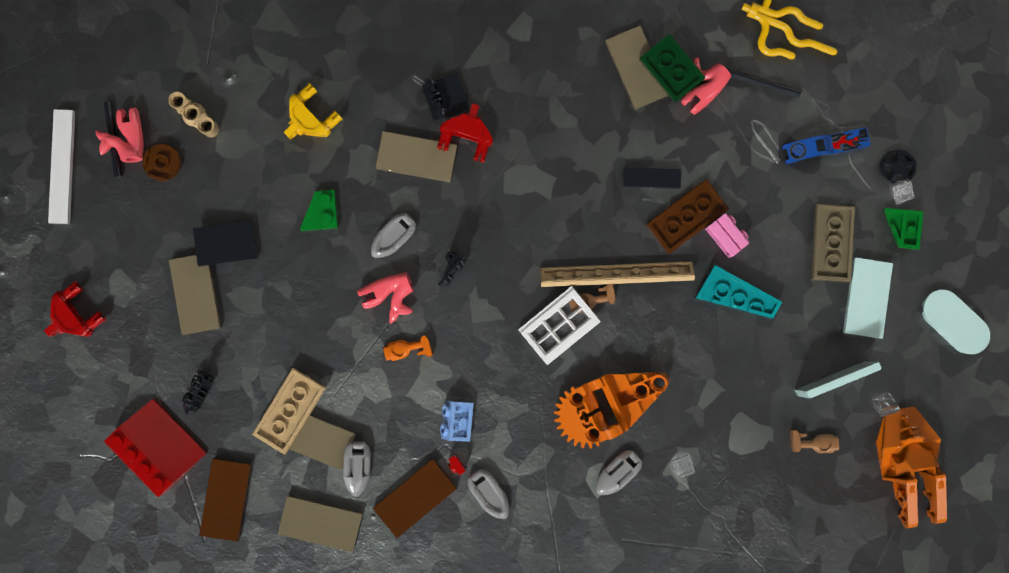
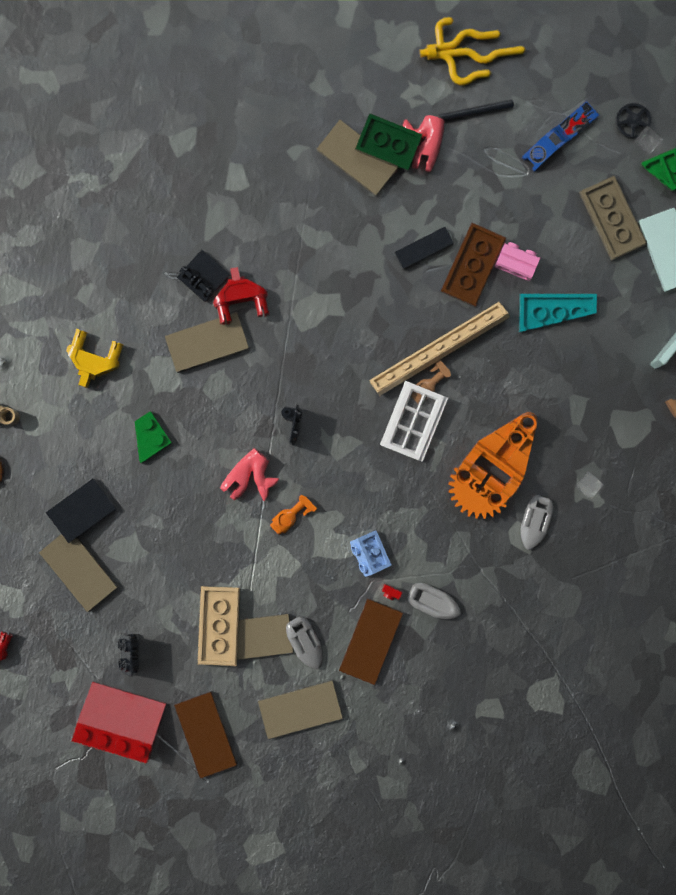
camera: 20 degrees left, 0 degrees up
(392, 236) = (224, 423): light grey piece -> none

